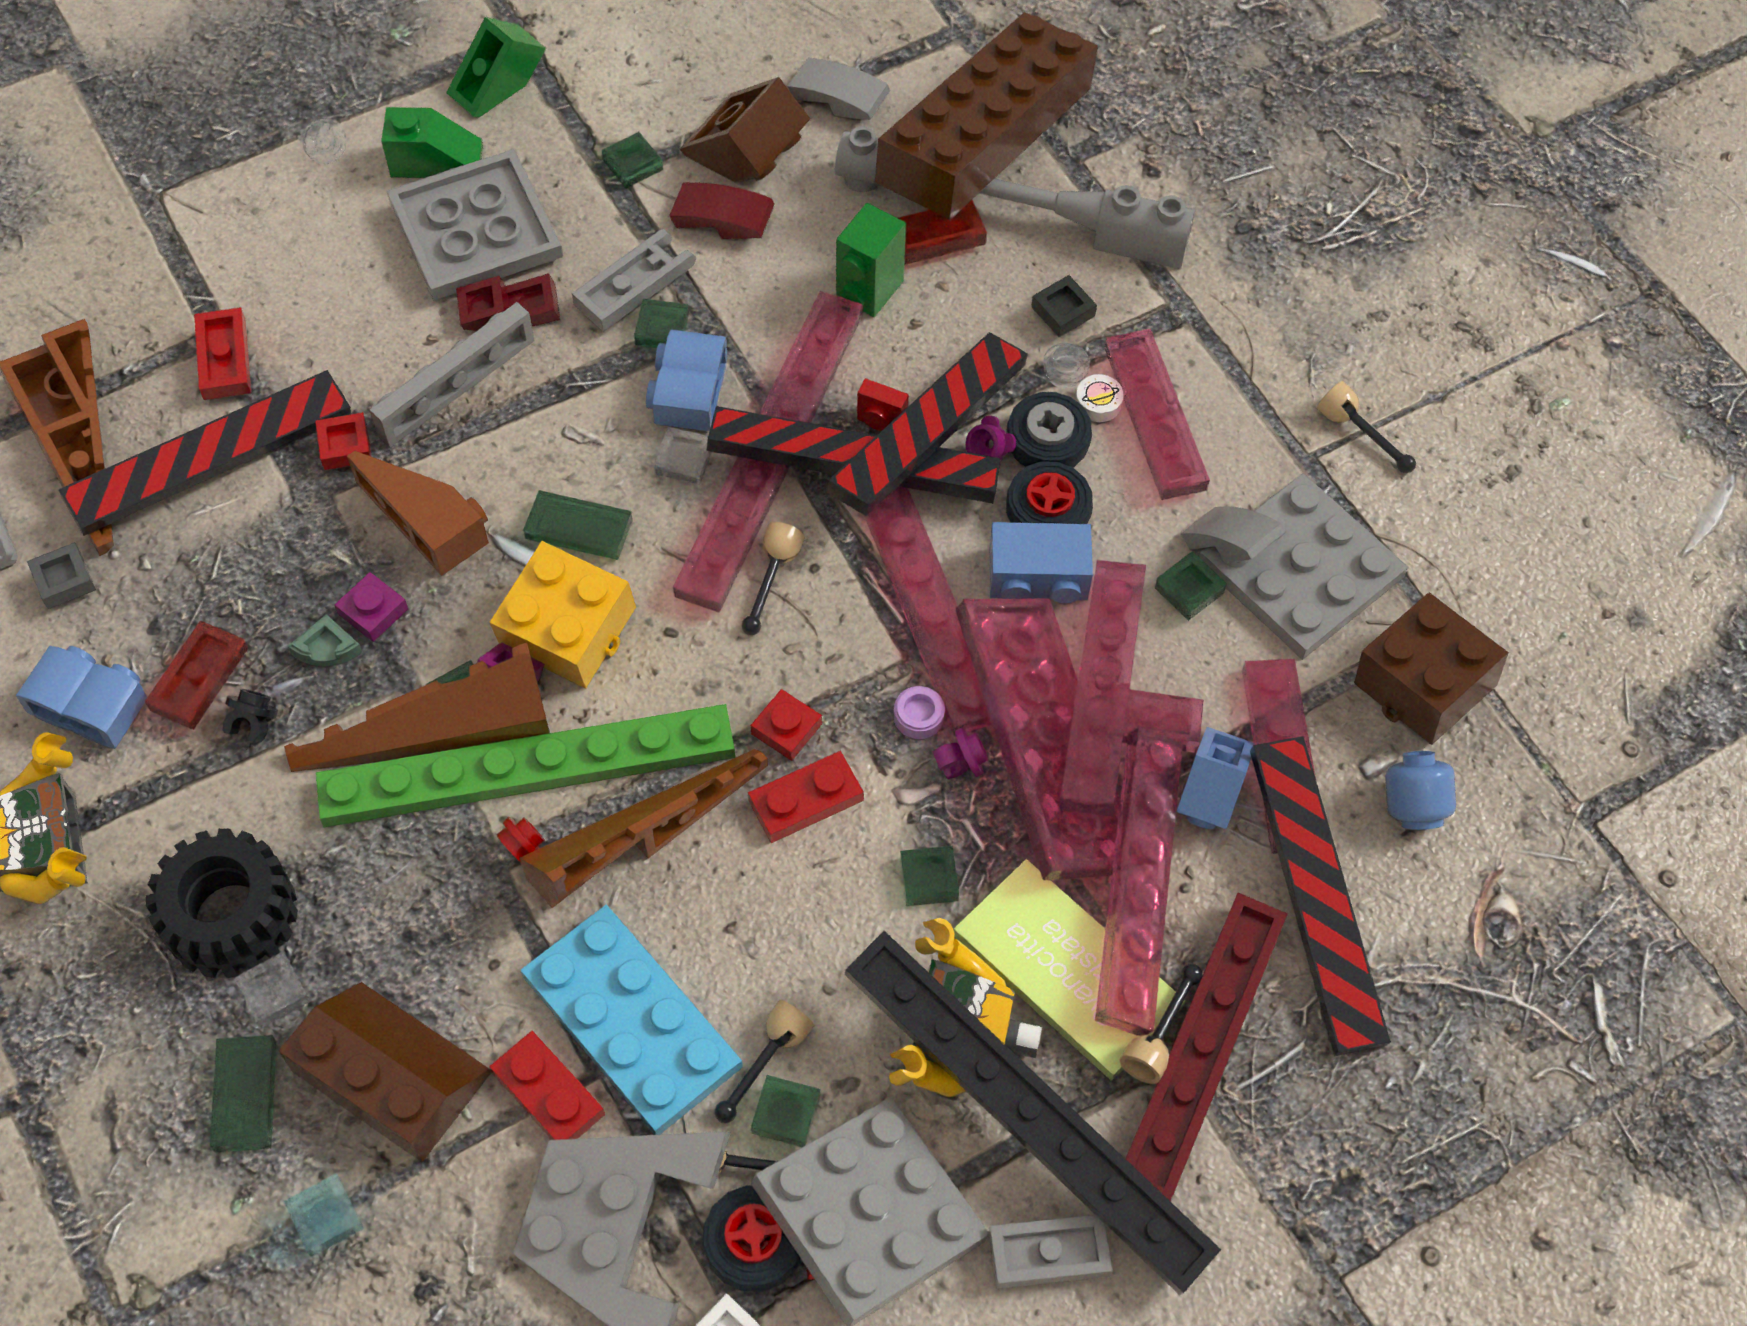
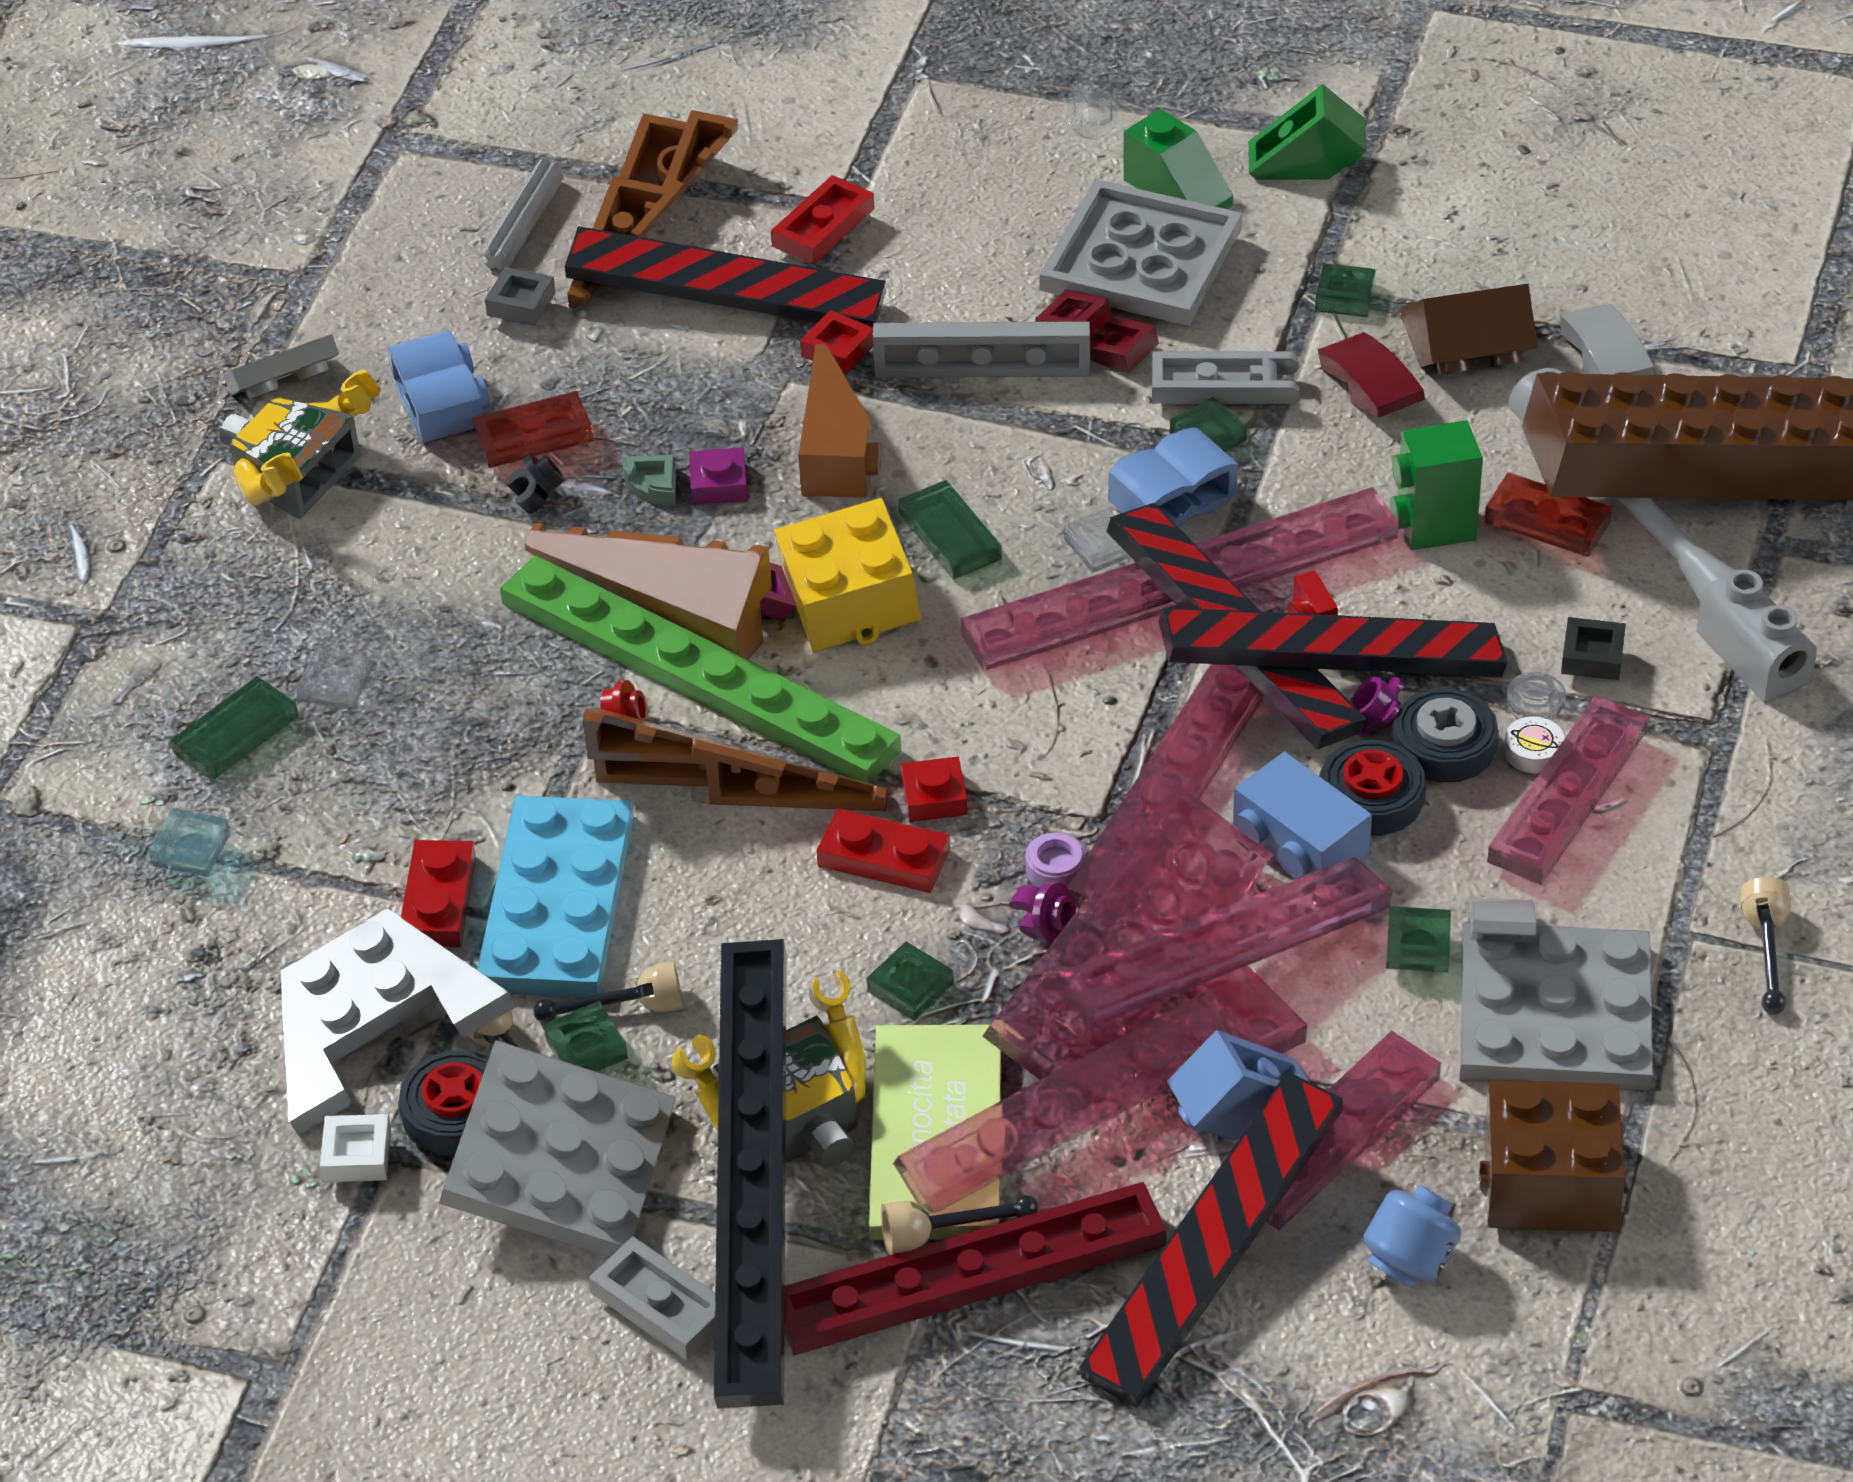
camera: 50 degrees right, 15 degrees down
(200, 871) = (362, 585): black tyre -> none
(384, 1067) = (343, 781): reddish brown slope -> none
(781, 545) = (1093, 657): hinge -> none

